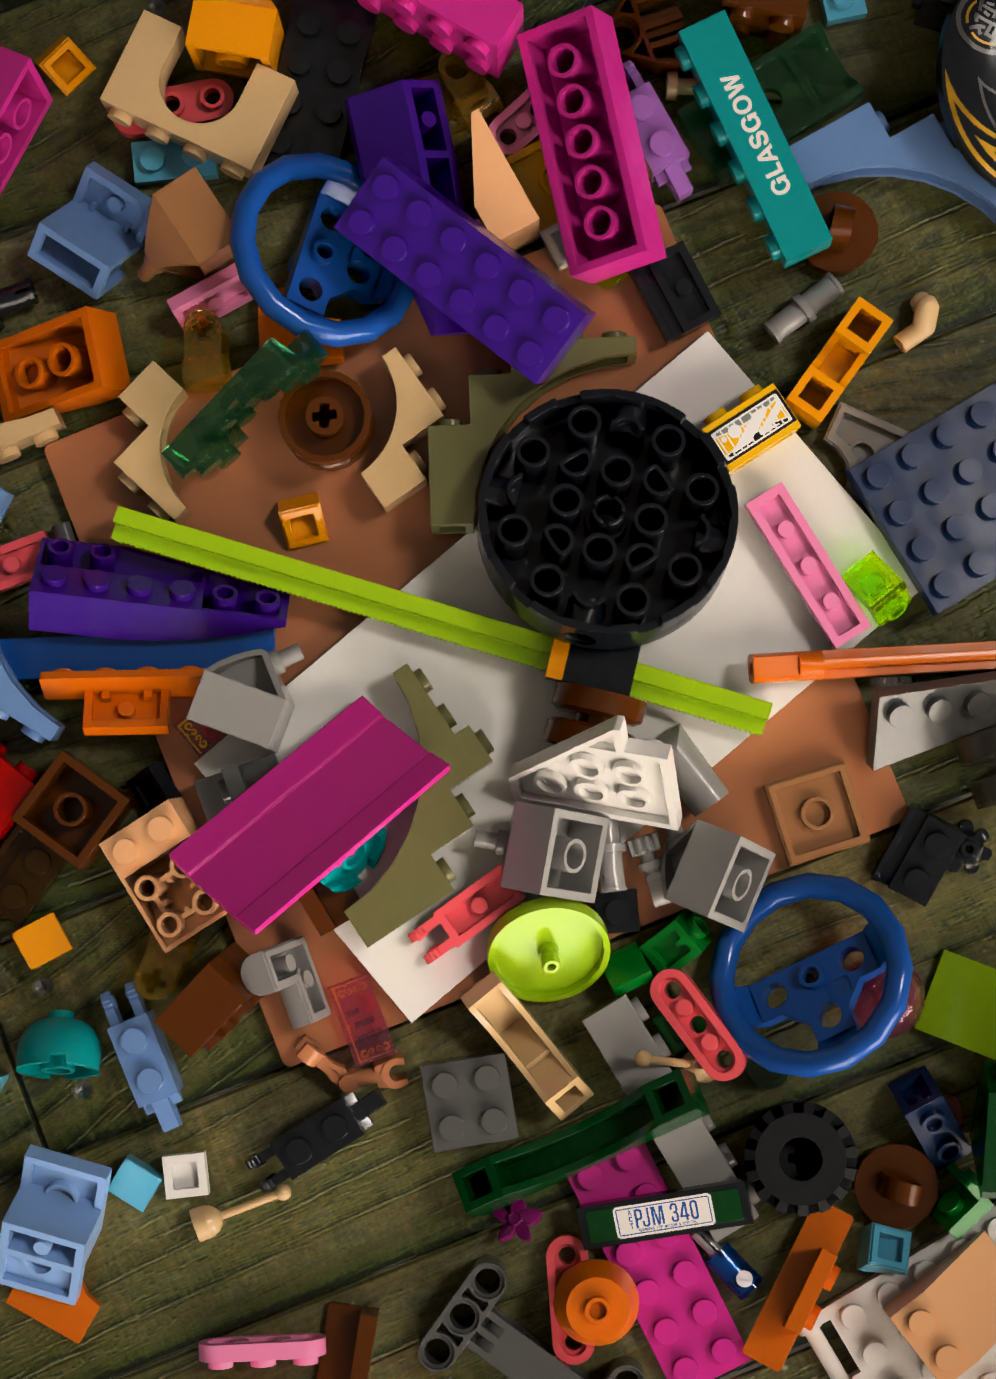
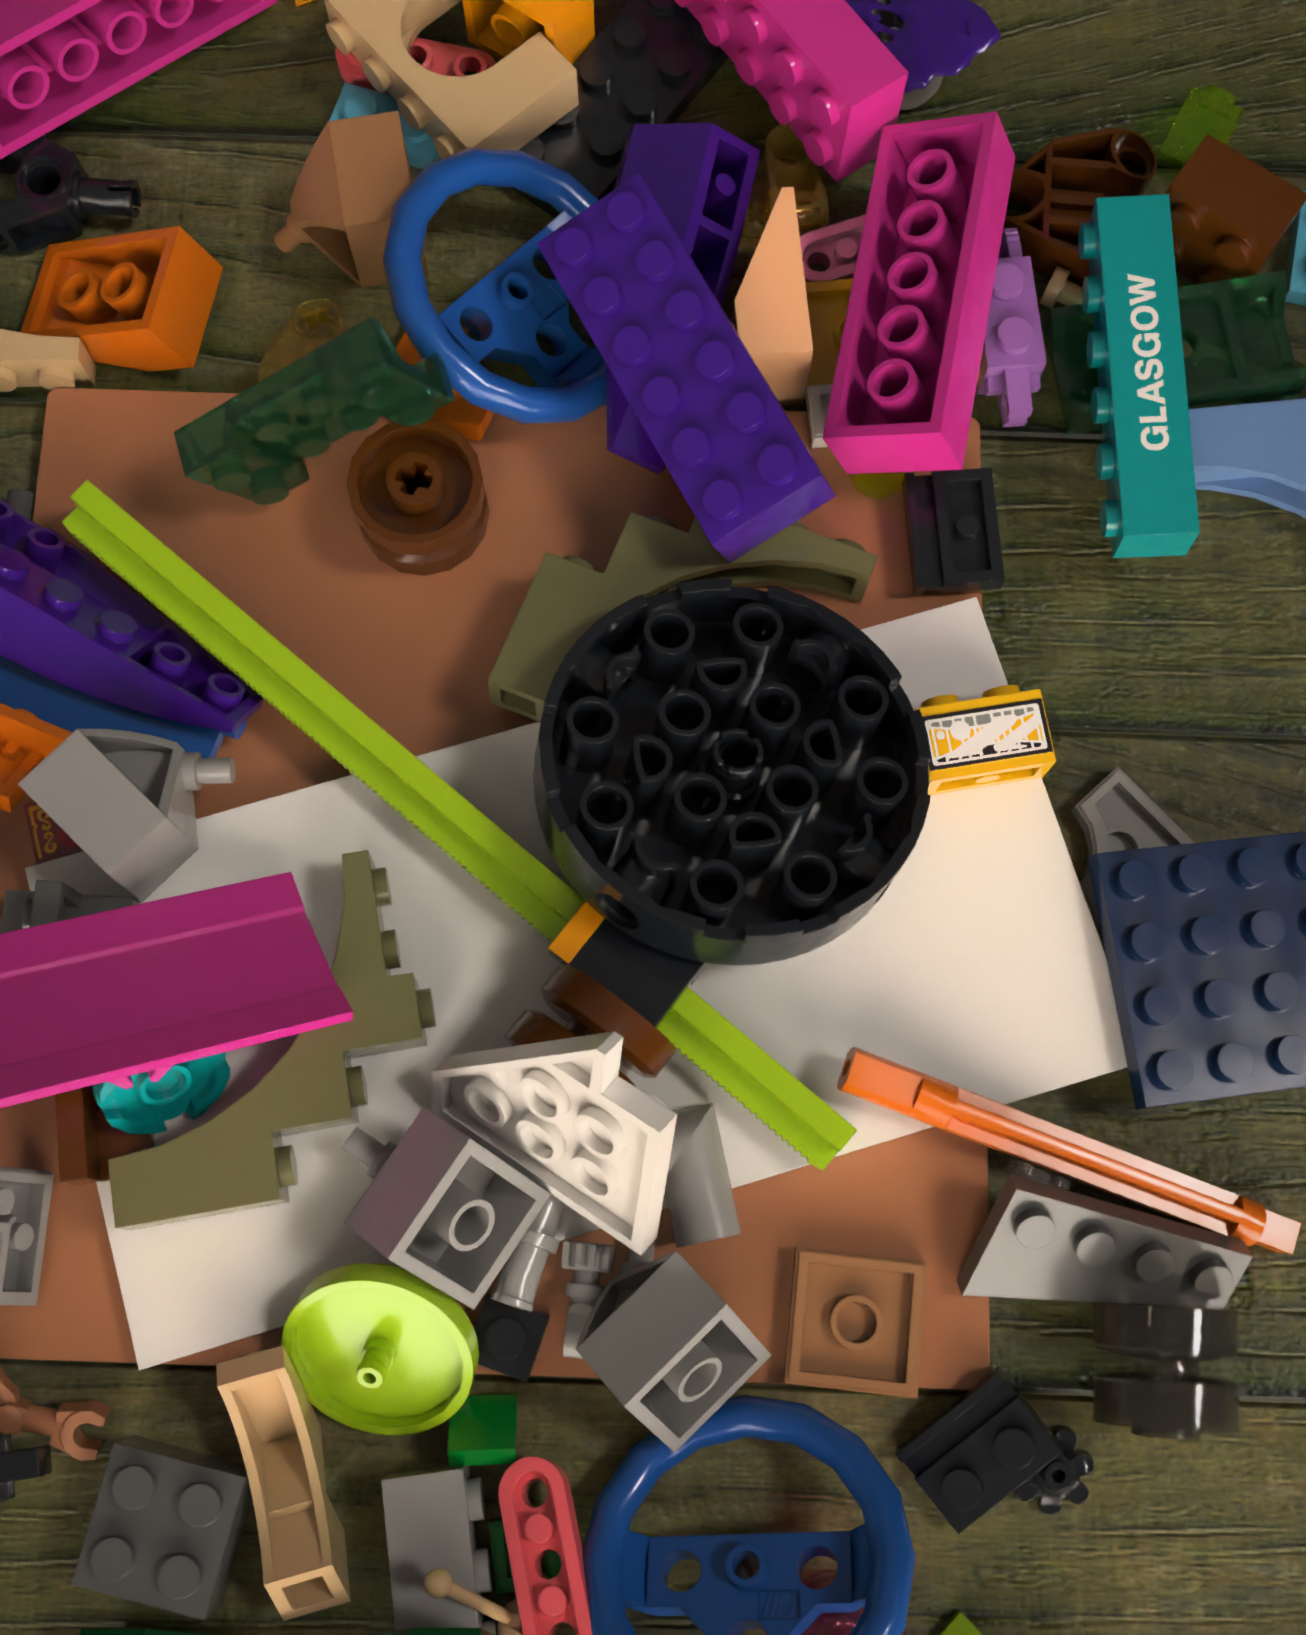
camera: 15 degrees right, 10 degrees down
(93, 232) = (236, 167): medium blue piece -> none
(152, 401) = (201, 379): tan arch -> none
(217, 293) = (357, 289): bright pink plate -> none
(302, 520) = (329, 616): light orange slope -> none
(362, 1019) = (74, 1334): clear pink tile -> none
(395, 472) = (483, 597): tan arch -> none
(469, 913) = (287, 1245): coral hinge -> none
(677, 941) = (574, 1424): green bracket -> none
(803, 308) = (1116, 626): light grey pin -> none
(807, 565) = (986, 962): bright pink plate -> none
(837, 362) = (1140, 710): light orange arch -> none
(852, 230) = (1216, 564): reddish brown tile -> none
(878, 588) = (1073, 1034): clear neon green bracket -> none
(924, 322) = (1279, 702): tan arm -> none

